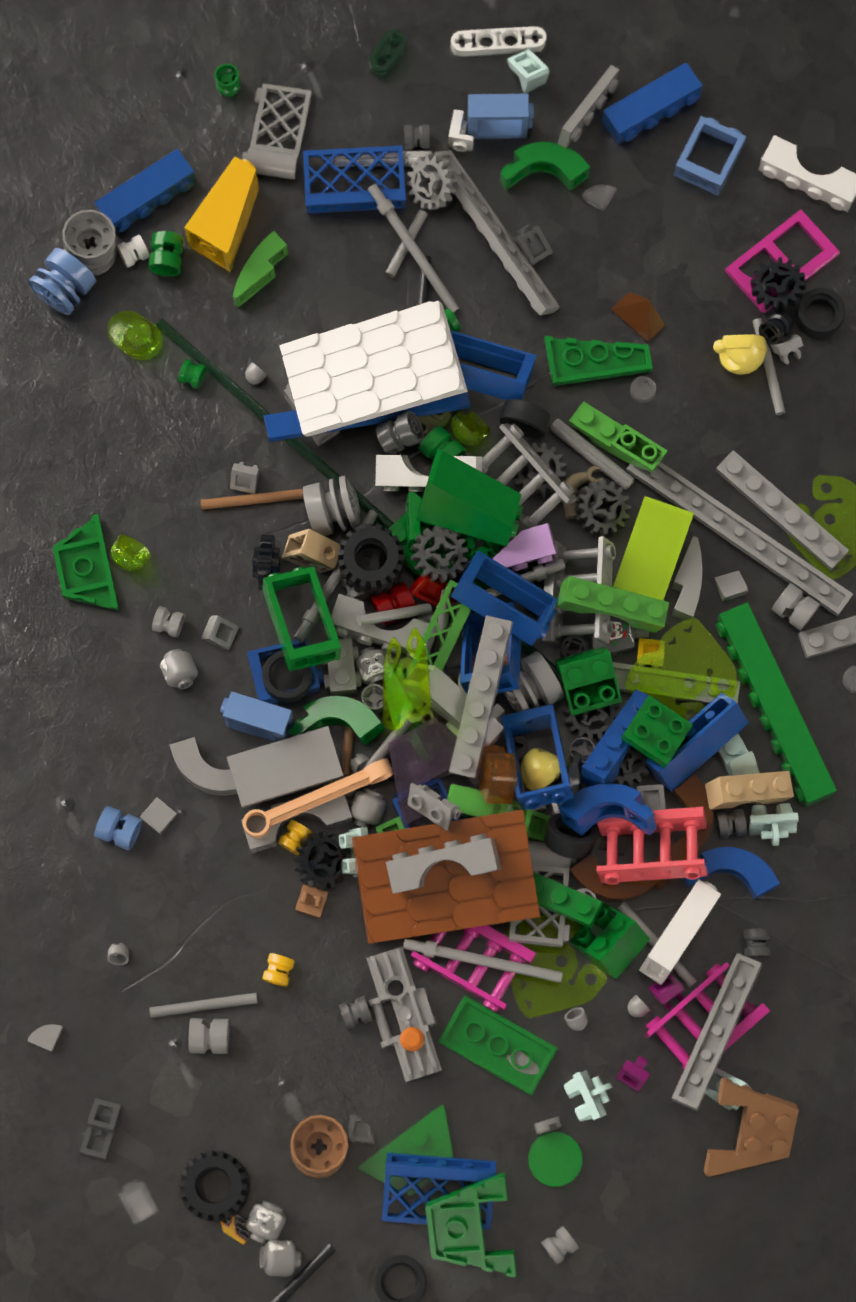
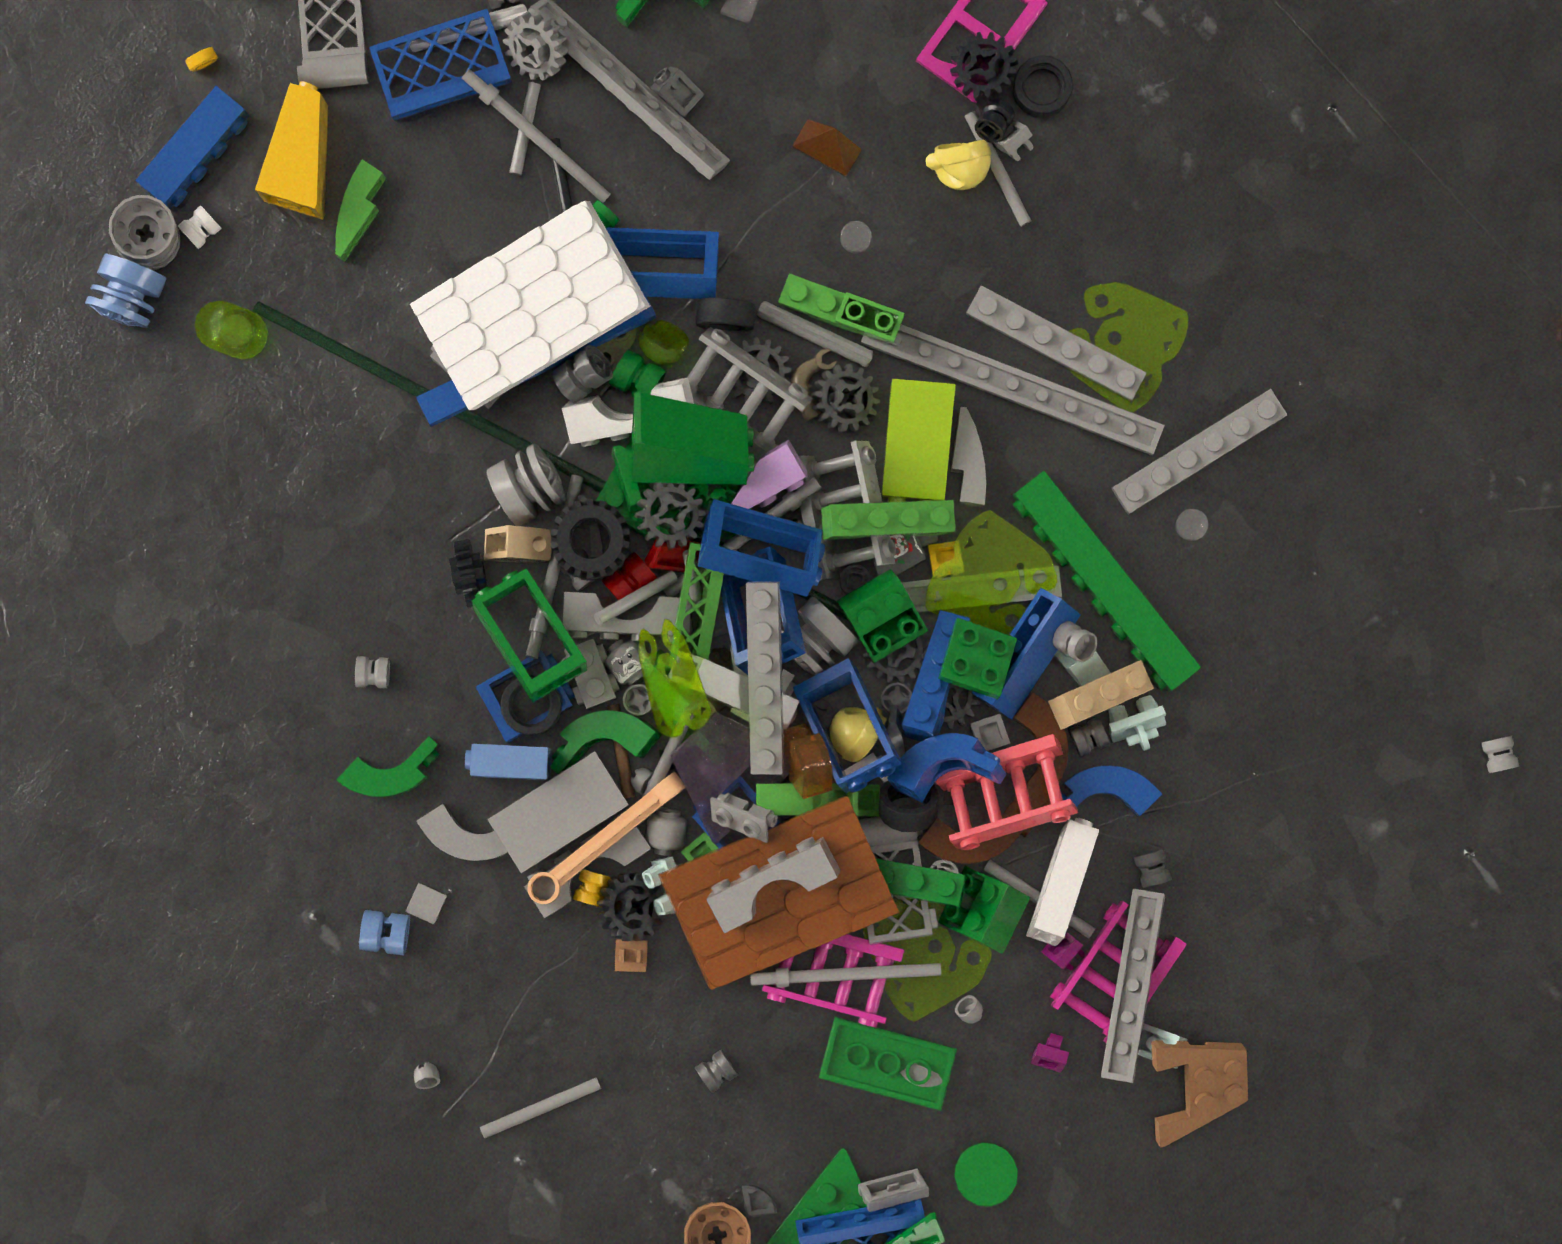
camera: 15 degrees left, 10 degrees up
(46, 1036) = (371, 1192): light grey tile -> none
(85, 566) = (255, 630): green wing -> none
(129, 553) = (303, 602): clear neon green hair -> none
(160, 710) = (390, 782): none -> green arch
(166, 253) = (240, 231): green wheel -> none
(171, 129) = (201, 59): none -> yellow tile
(179, 668) = (401, 726): light grey head -> none
(192, 373) = (314, 362): green wheel -> none
(209, 1036) = (557, 1143): light grey wheel -> none
(220, 632) = (436, 666): light grey slope -> none
(244, 478) = (413, 473): light grey tile -> none
(252, 499) = (428, 496): medium nougat bar -> none
(254, 374) = (388, 341): light grey hinge -> none
(281, 964) = (615, 1038): yellow wheel -> none
(413, 1013) = (782, 1055): light grey piece -> none
(475, 1149) = (893, 1190): none -> light grey tile
(547, 1125) = (966, 1140): light grey tile -> none
(583, 1085) = (1009, 1090): light aqua hips -> none
(591, 360) = (784, 218): green wing -> none
(637, 1007) = (1035, 977): light grey hinge -> none
(731, 586) = (1019, 451): light grey slope -> none
(739, 741) = (1074, 641): none -> light grey wheel
(795, 606) = (1101, 458): light grey wheel -> none

